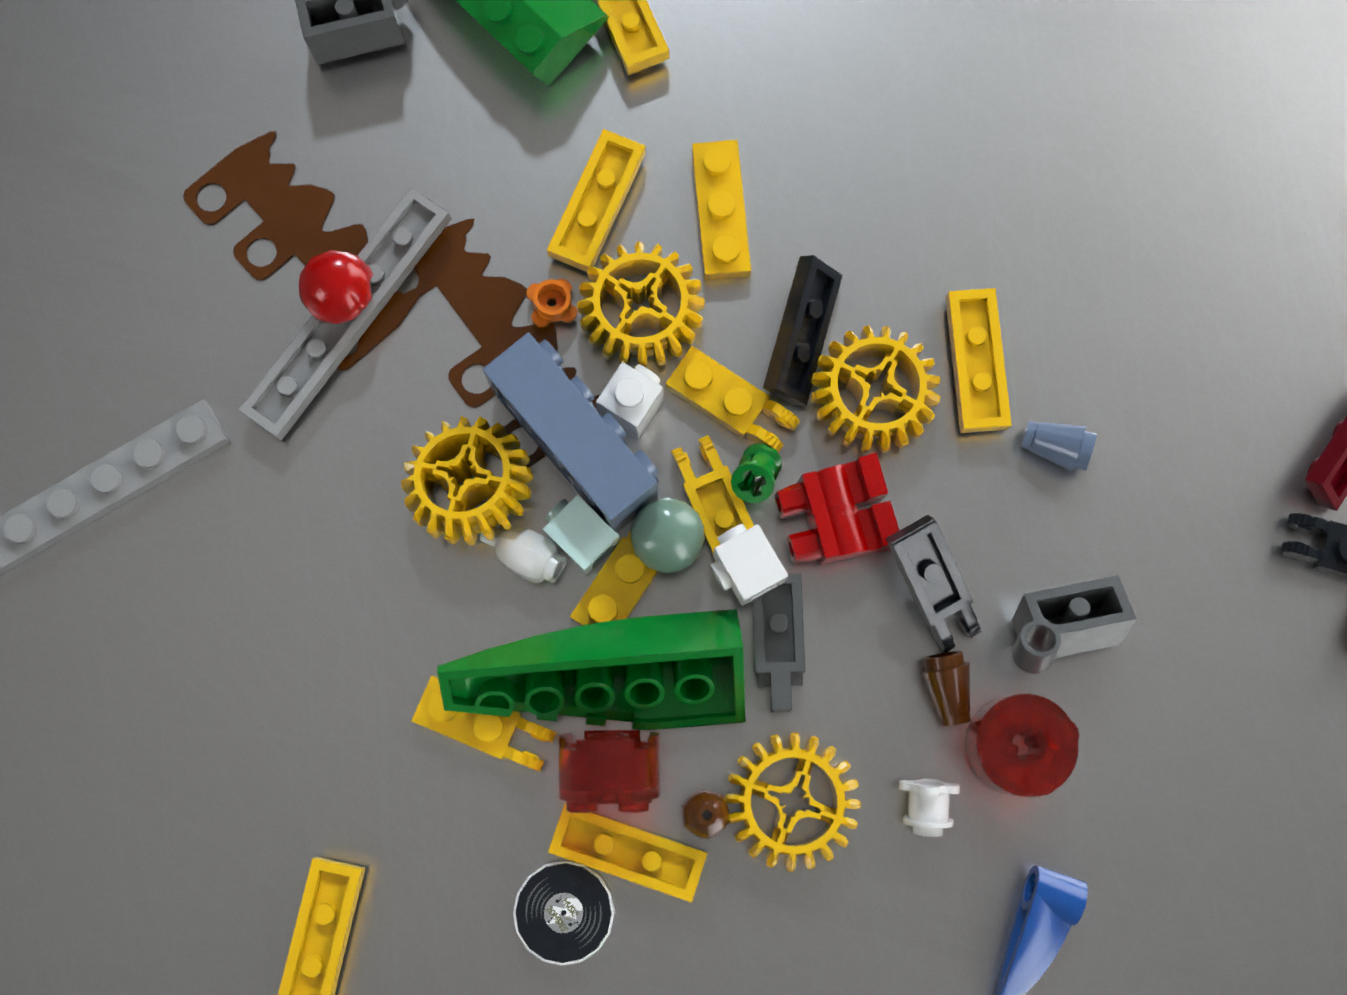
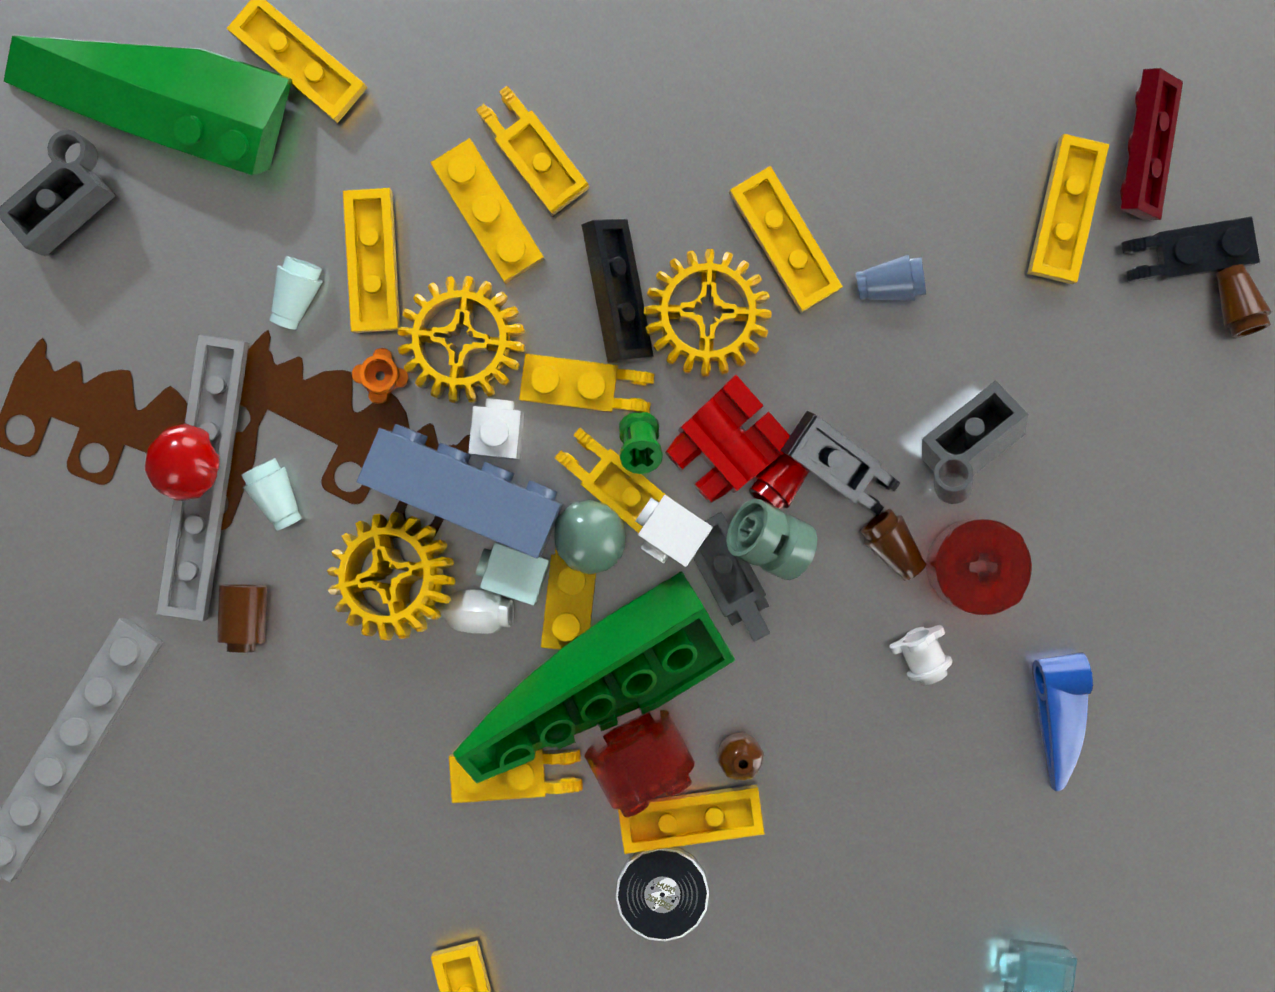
camera: 30 degrees left, 10 degrees up
(313, 450) = (242, 616): none -> reddish brown brick
(400, 356) = (272, 493): none -> light aqua cone
(515, 193) = (294, 291): none -> light aqua cone
(788, 181) = (535, 154): none -> yellow hinge
(833, 816) = (830, 707): yellow gear -> none
(836, 620) = (771, 539): none -> sand green wheel
(867, 574) = (779, 482): none -> red cone
(1253, 459) = (1068, 209): none -> yellow plate

